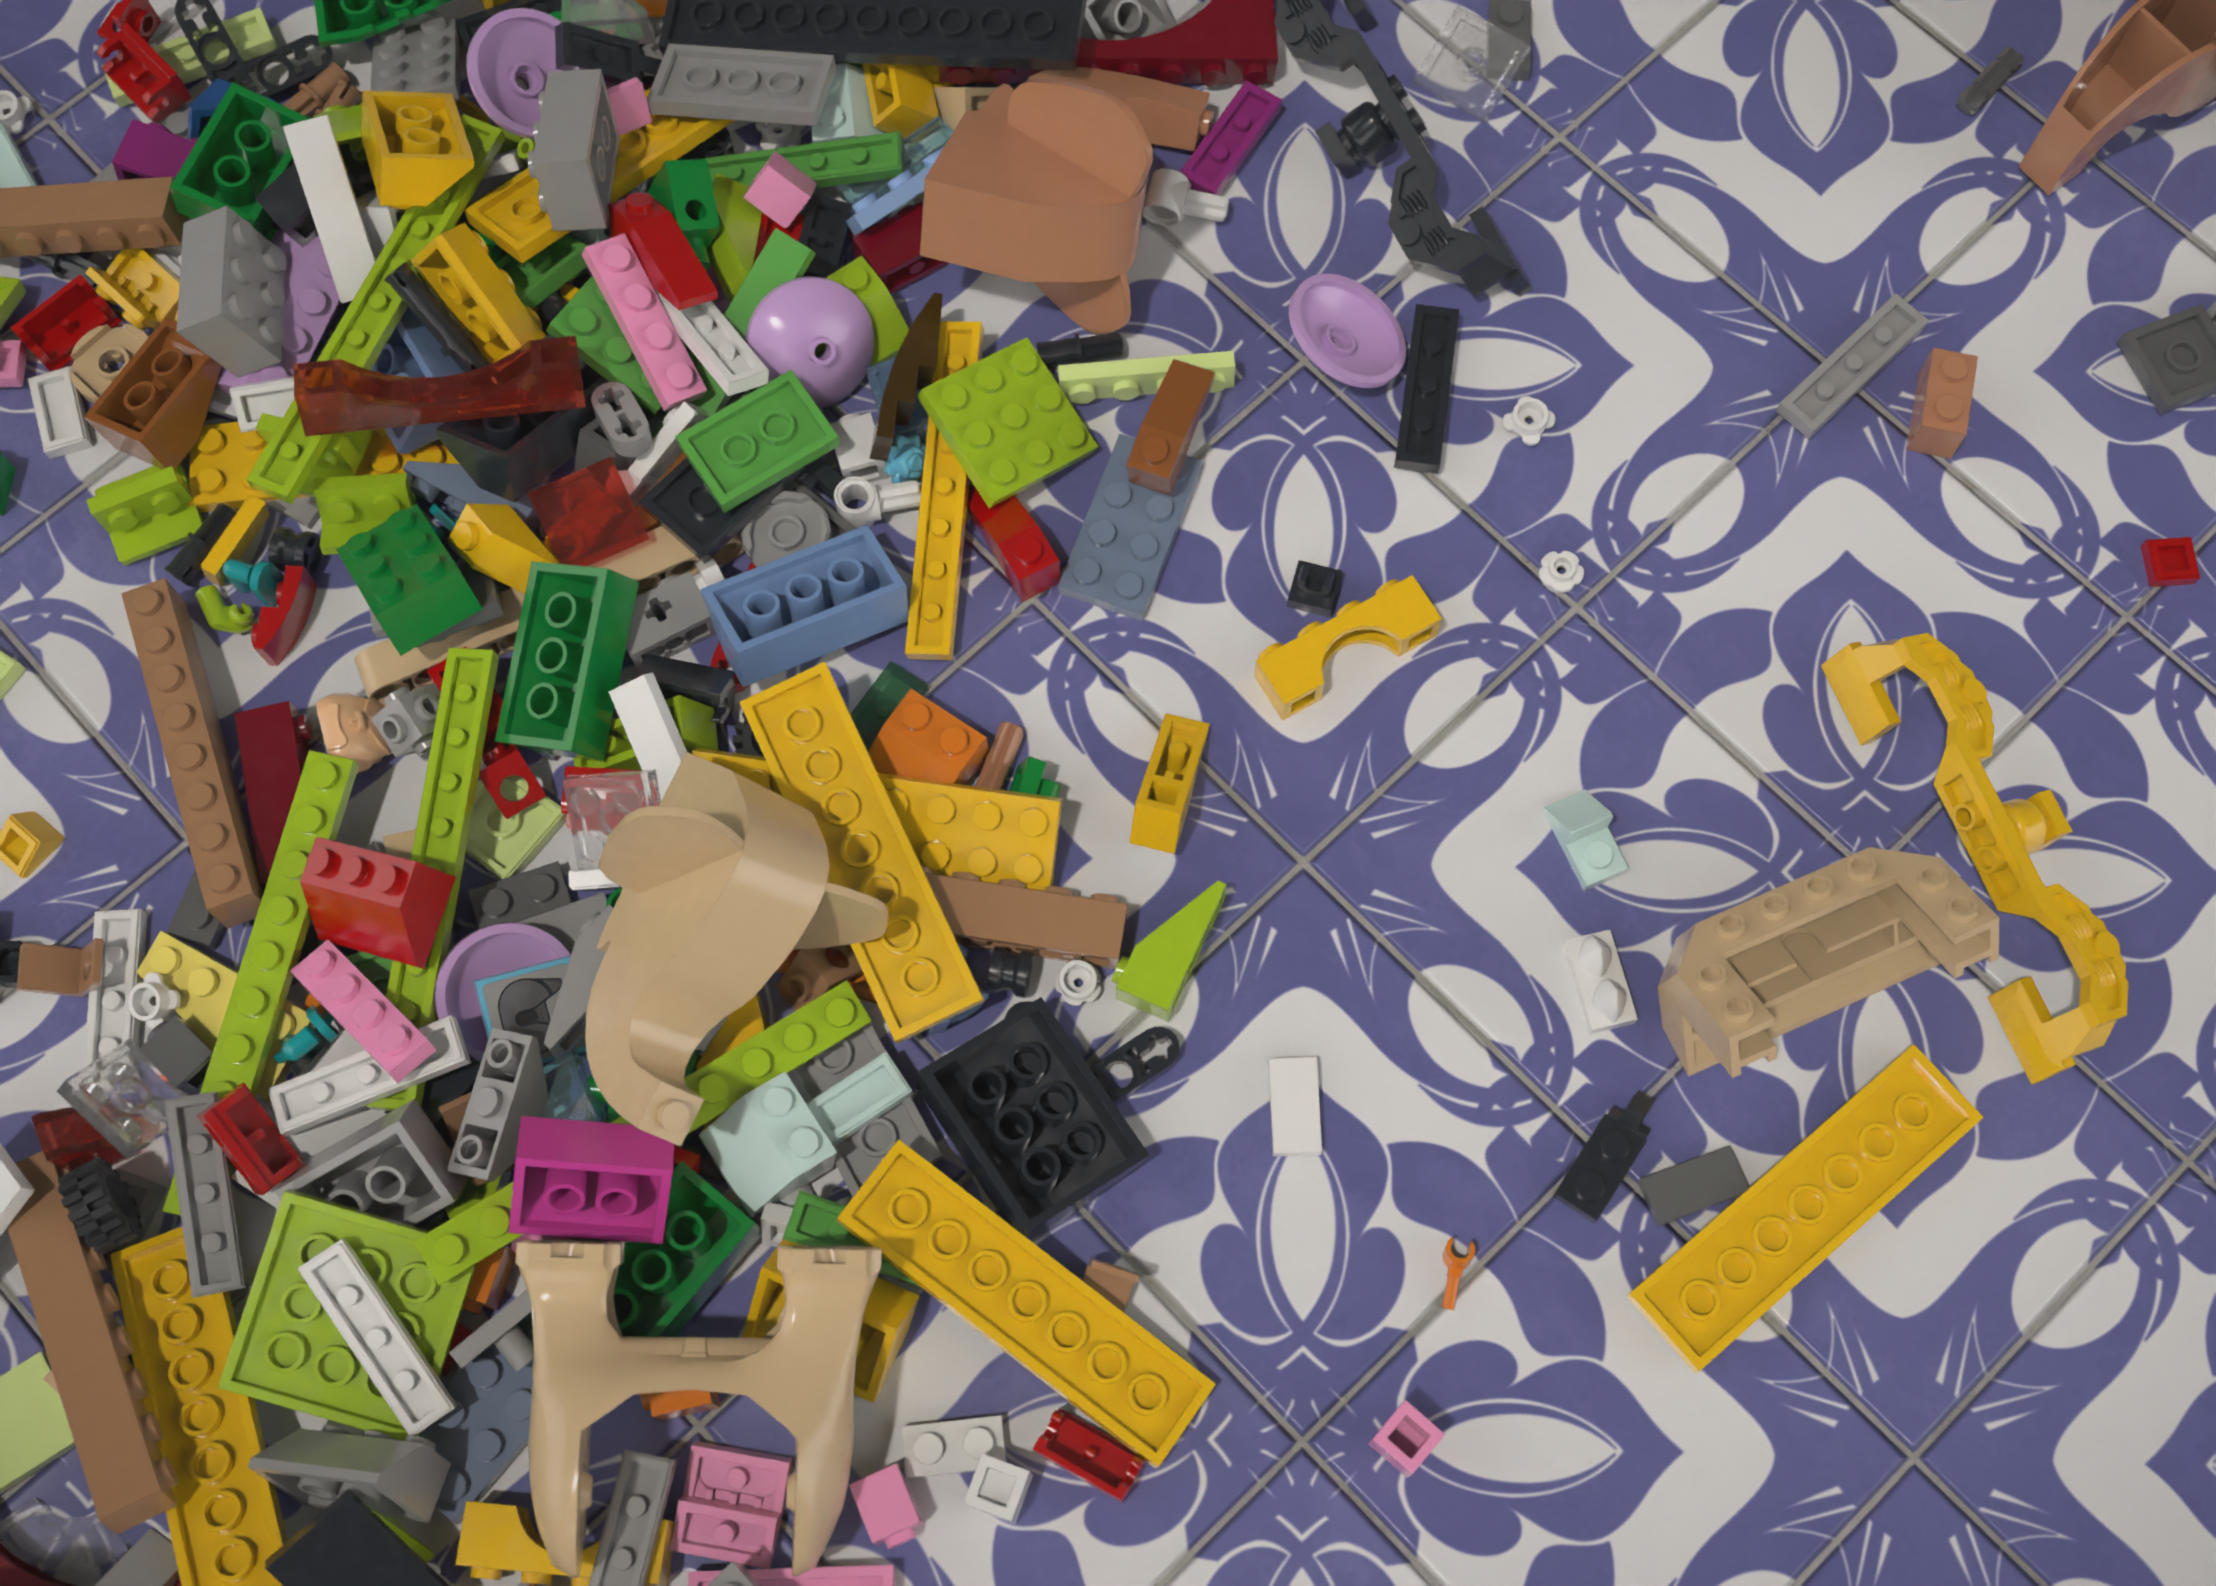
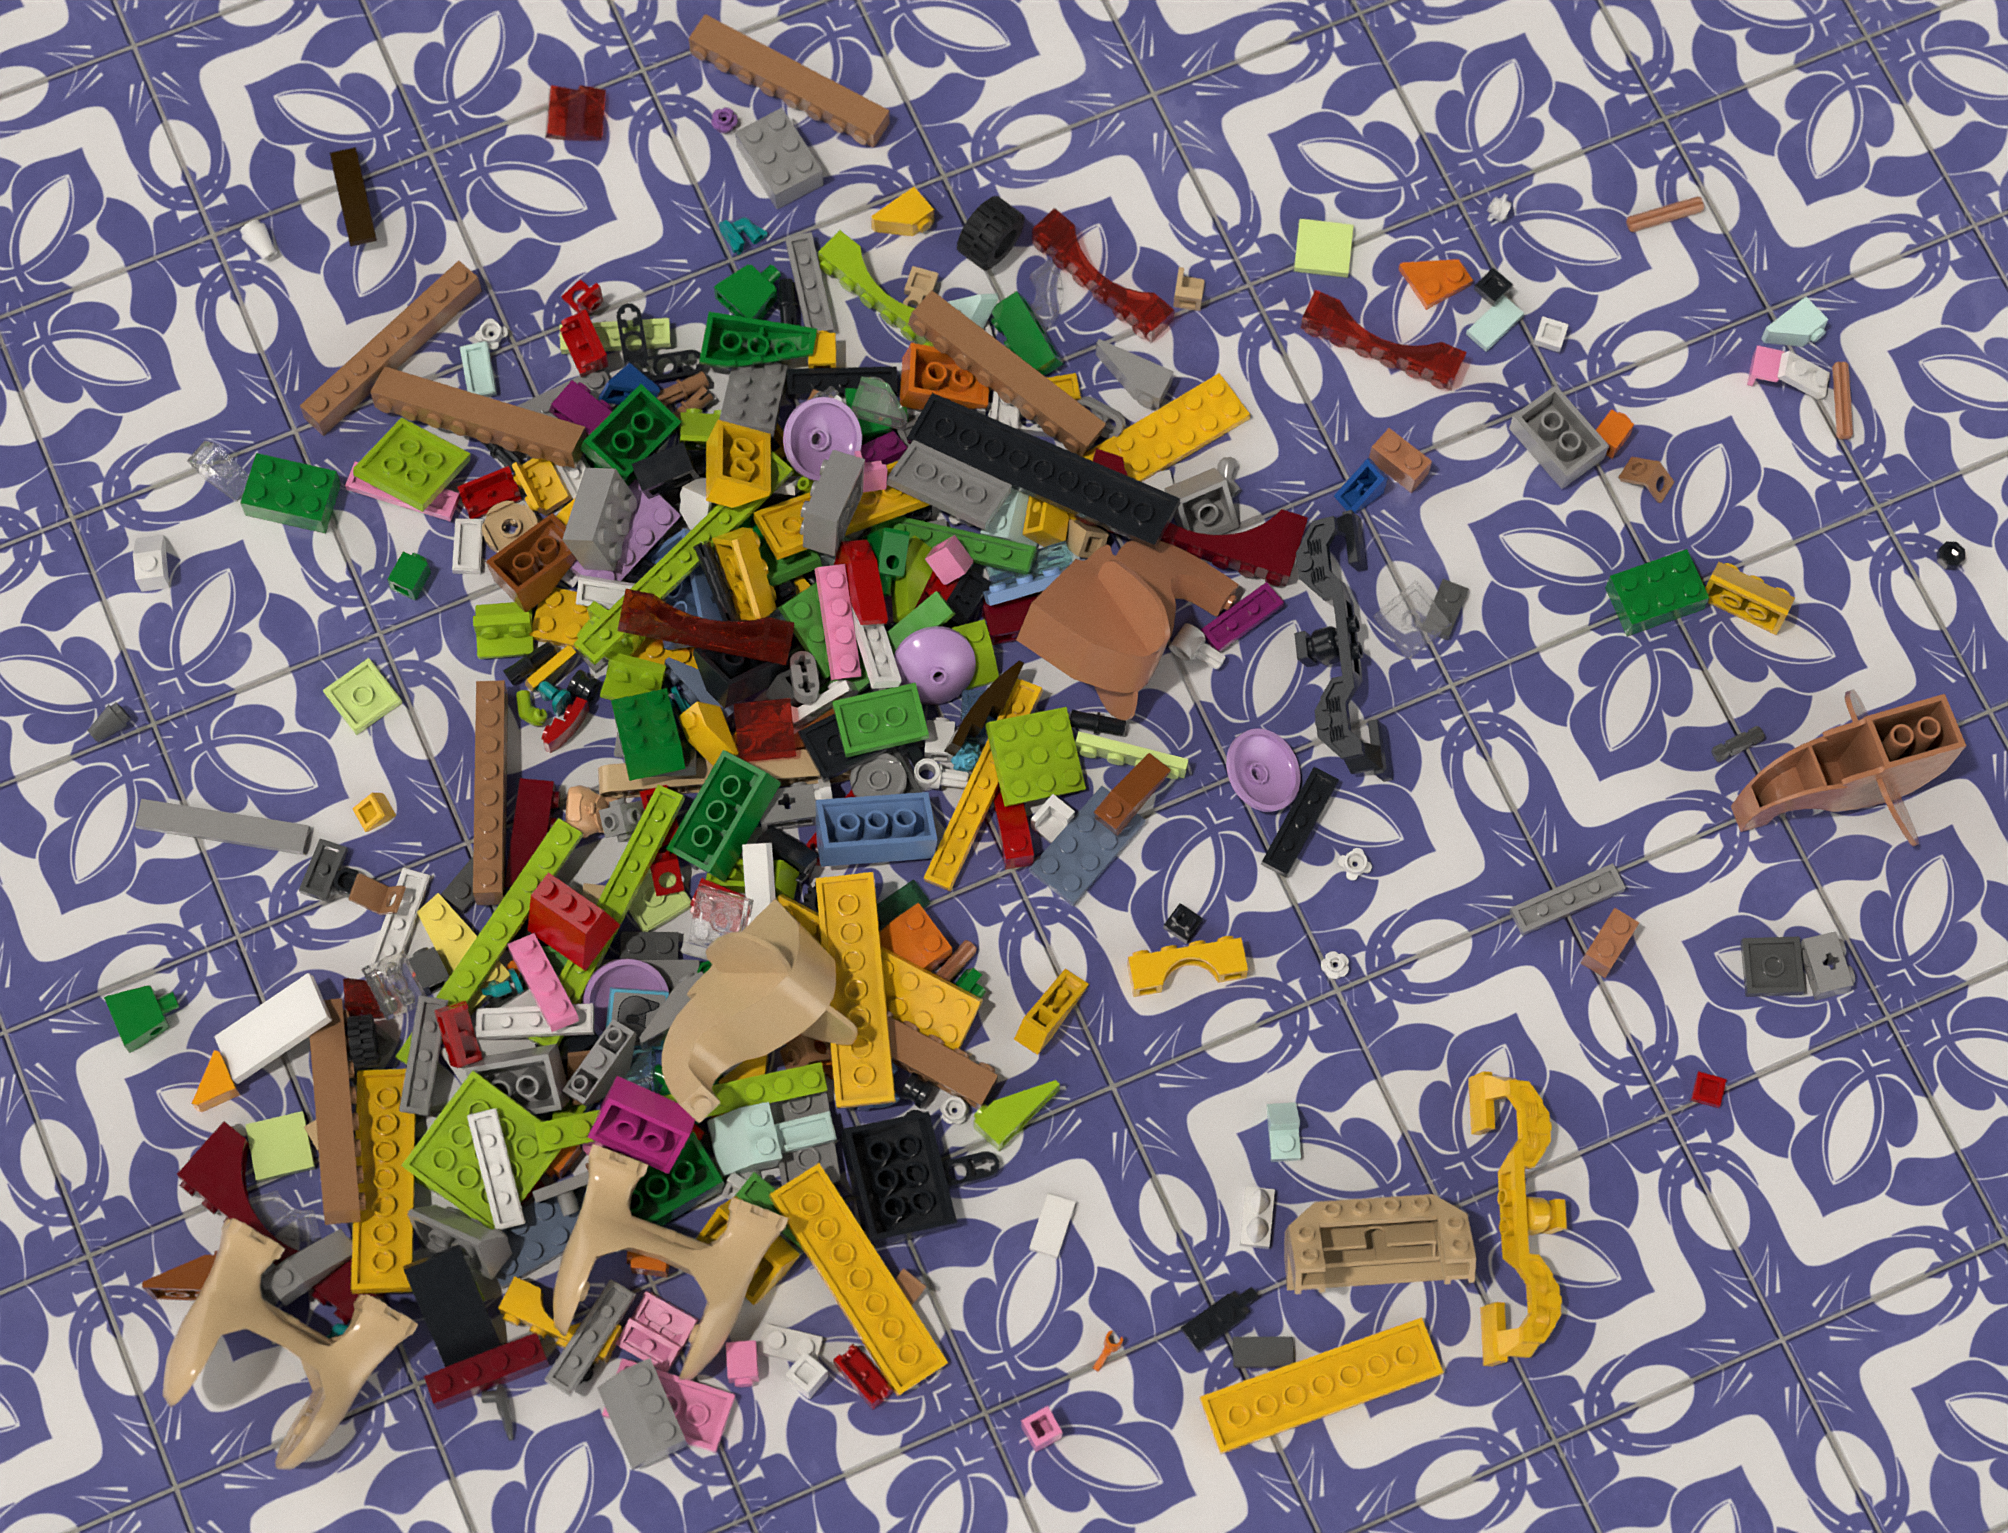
camera: 15 degrees right, 0 degrees up
(142, 1000) = (415, 932): white plate -> none
(331, 203) = (677, 487): white tile -> none
(615, 55) = (870, 440): black hinge -> none
(1065, 503) = (1052, 818): none -> white panel

